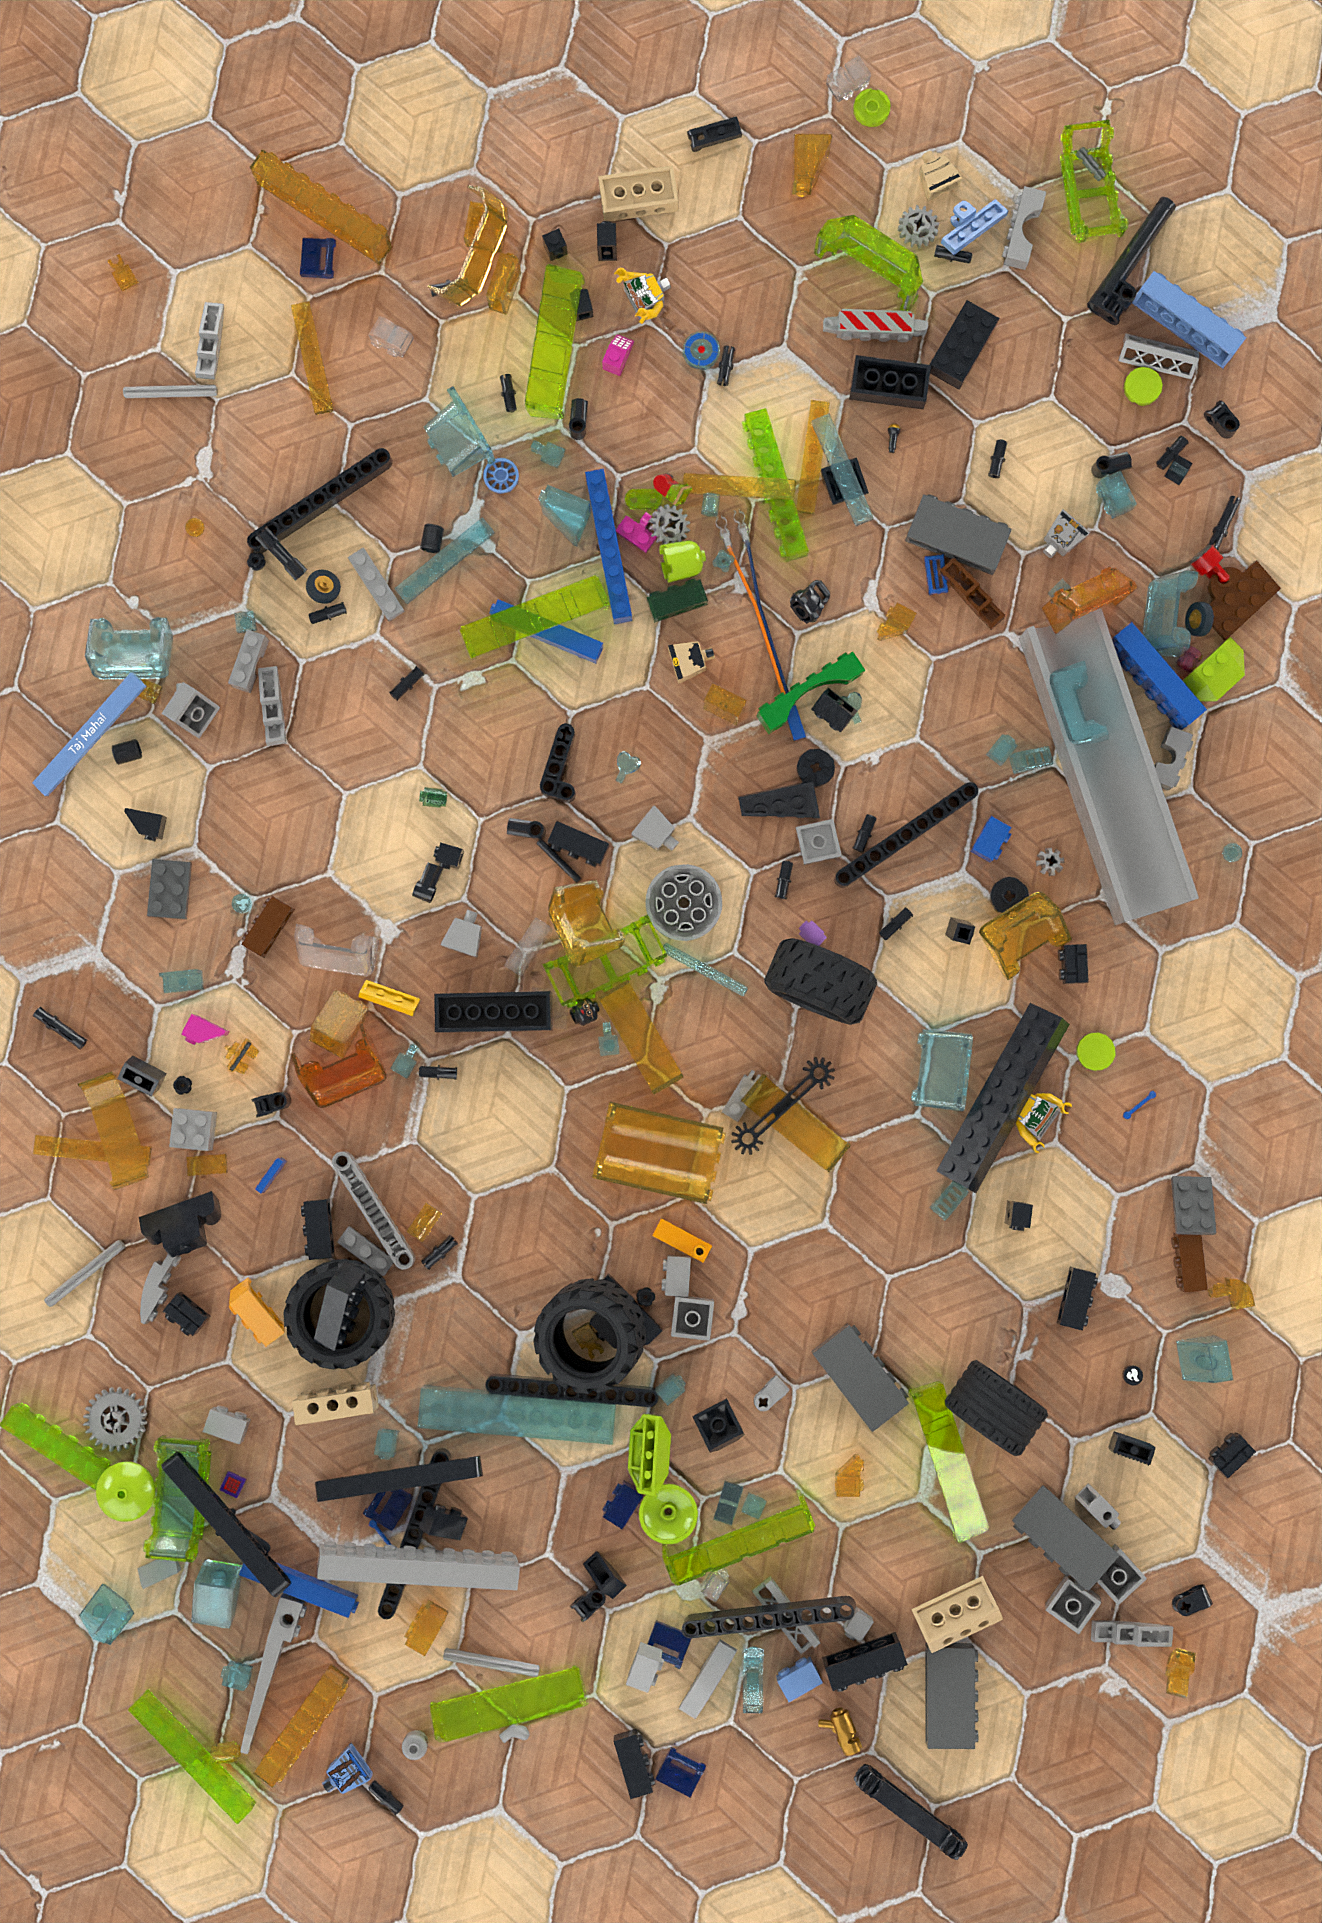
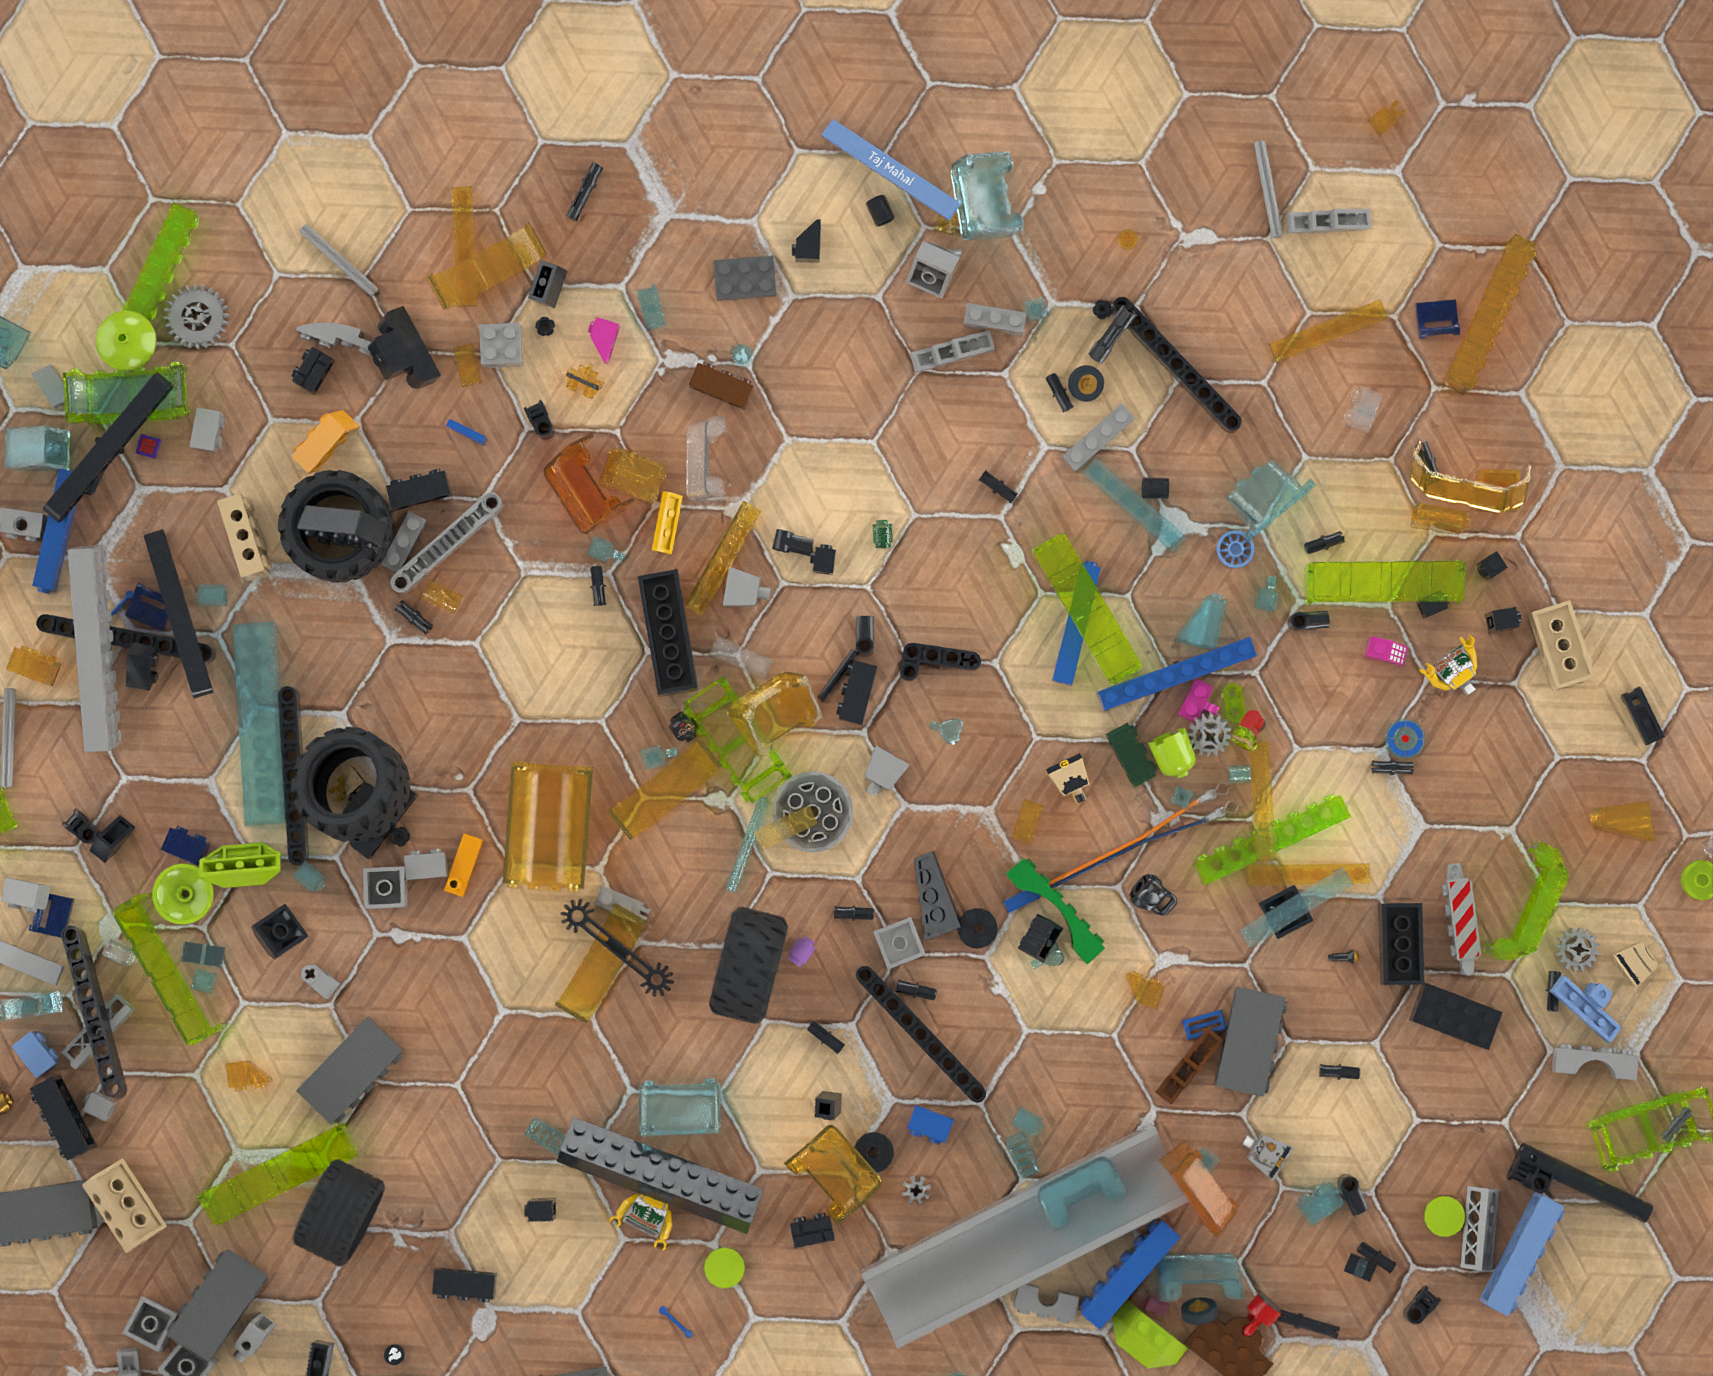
camera: 80 degrees right, 0 degrees up
(431, 950) = (722, 558): none -> clear yellow plate
(695, 928) = (786, 827): none -> clear yellow slope

